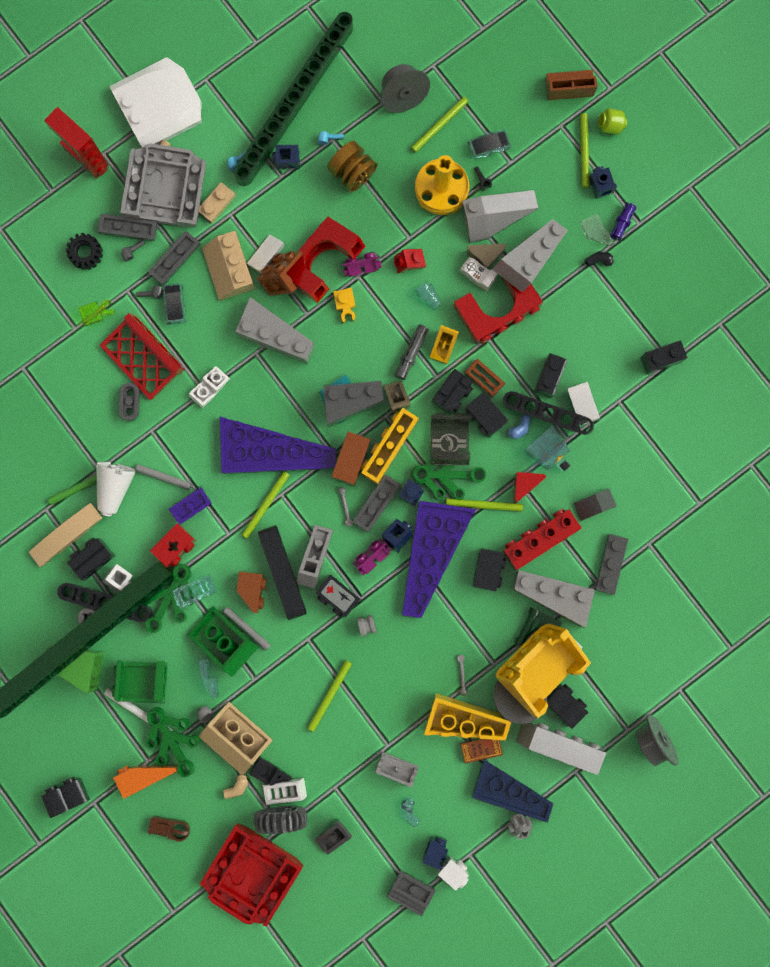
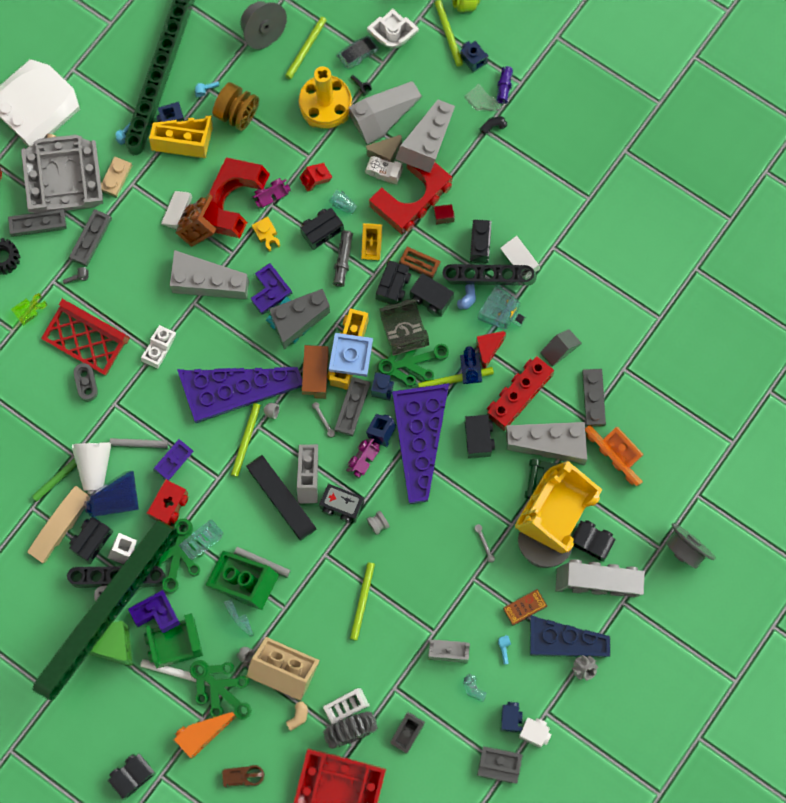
camera: 15 degrees left, 10 degrees down
(122, 525) = (113, 497): none -> clear blue slope
(127, 251) = (43, 245): dark grey hand -> none
(133, 643) = (155, 607): none -> dark purple plate
(174, 303) = (102, 279): slope -> none
(228, 266) = (144, 230): tan slope -> none
(250, 589) = (254, 521): dark orange slope -> none
(268, 772) = (324, 693): black slope -> none
(291, 182) = (182, 137): none -> yellow wedge
(298, 483) = (271, 410): none -> light grey hinge
(337, 362) = (274, 289): none -> dark purple plate
(389, 456) = (351, 354): none -> light blue plate
(397, 396) = (341, 303): dark tan slope -> none
(400, 315) = (321, 228): none -> black brick
(451, 776) = (503, 643): none -> medium azure hand
(465, 720) = (496, 582): yellow wedge -> none
(502, 499) = (470, 366): none -> clear blue hinge
(523, 336) = (444, 214): none -> dark red slope
(530, 132) = (392, 30): none -> white brick
(619, 624) = (620, 450): none -> orange bracket
(663, 357) = (581, 194): black brick -> none

